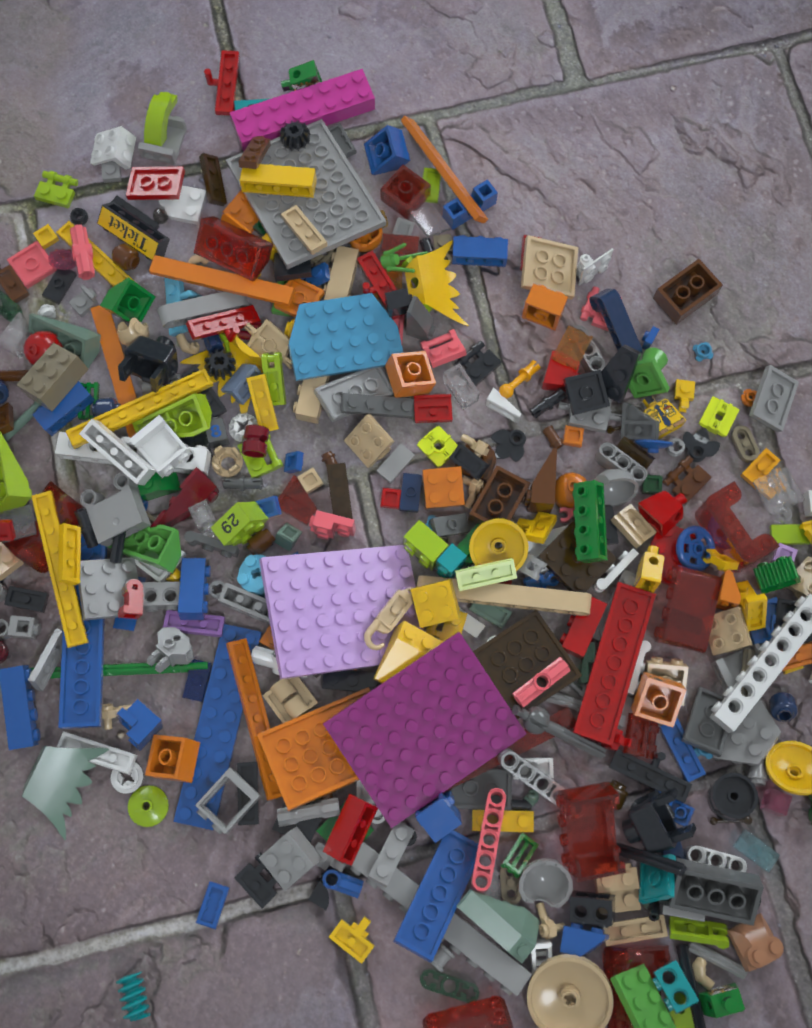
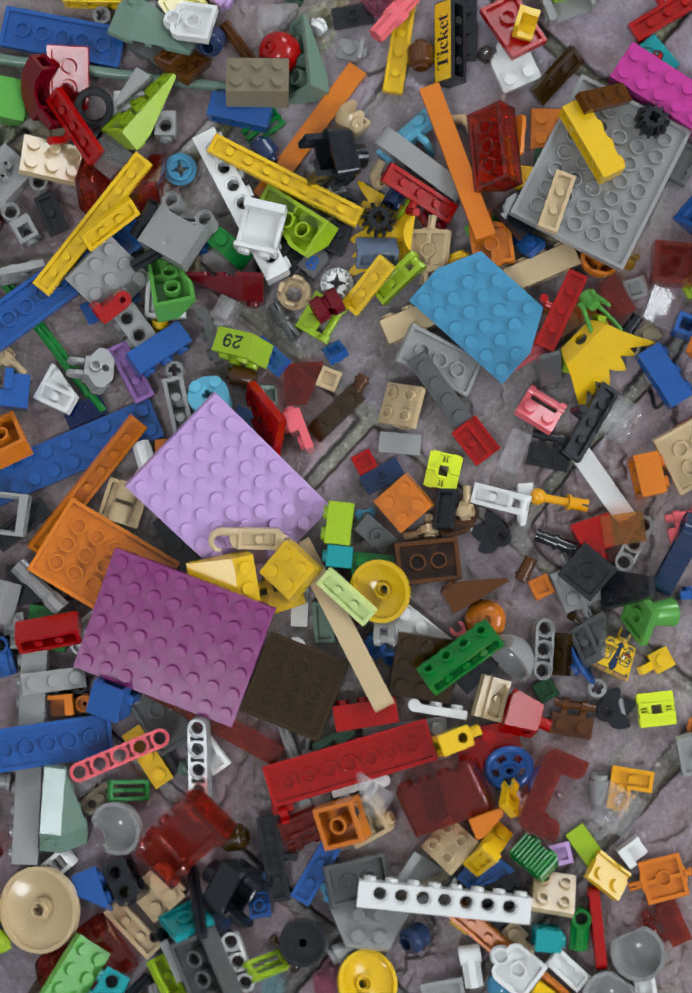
camera: 60 degrees right, 10 degrees up
(26, 461) = (170, 118): none -> light grey brick
(68, 473) = (172, 165): none -> dark azure gear
(117, 452) = (226, 195): white brick -> none
(128, 300) = (377, 92): green slope -> none
(159, 170) = (526, 23): none -> yellow panel
(165, 691) = (56, 391): none -> white wing
(303, 540) = (267, 420): none -> red plate
(397, 302) = (550, 338): black brick -> none
(410, 374) = (491, 397): orange brick -> none
(414, 862) = (62, 704): none -> orange panel
(420, 843) = (79, 702): none -> orange plate
(475, 318) = (589, 422): none -> black plate
(489, 301) = (619, 420): none -> clear brick
(489, 417) = (500, 499): none -> white plate
(525, 344) = (602, 484): none -> white tile
(537, 720) = (249, 729): dark grey piece -> none
(539, 528) = (427, 613): yellow hinge -> none
(547, 928) = (85, 854): tan piece -> none
(551, 674) = (270, 705): coral piece -> none
(653, 659) = (373, 795): none -> clear slope
(741, 848) = (268, 973): none -> lime tile
(746, 444) = (647, 751): dark tan plate -> none
(750, 495) = (597, 784): none -> light grey cone

